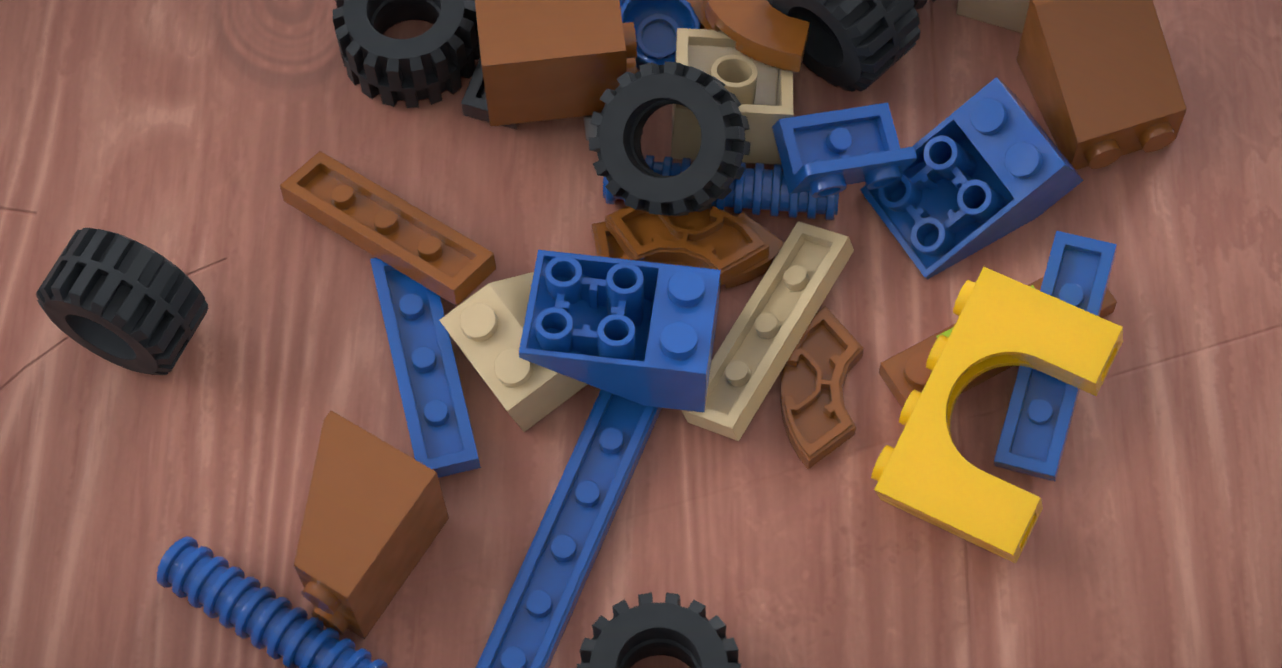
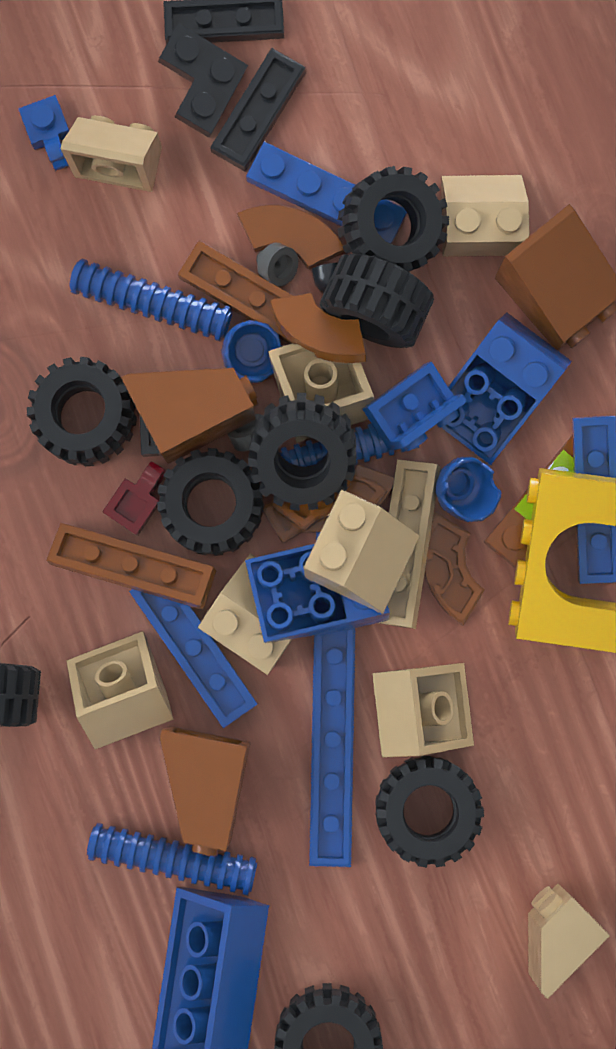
camera: 20 degrees left, 20 degrees up
(293, 376) = (118, 690): none -> tan slope
(428, 161) = (133, 503): none -> dark red plate
(517, 147) = (190, 473): none -> black tyre
(694, 272) = (361, 552): none -> tan slope
(708, 544) = (423, 710): none -> tan slope
(878, 284) = (467, 489): none -> blue hair

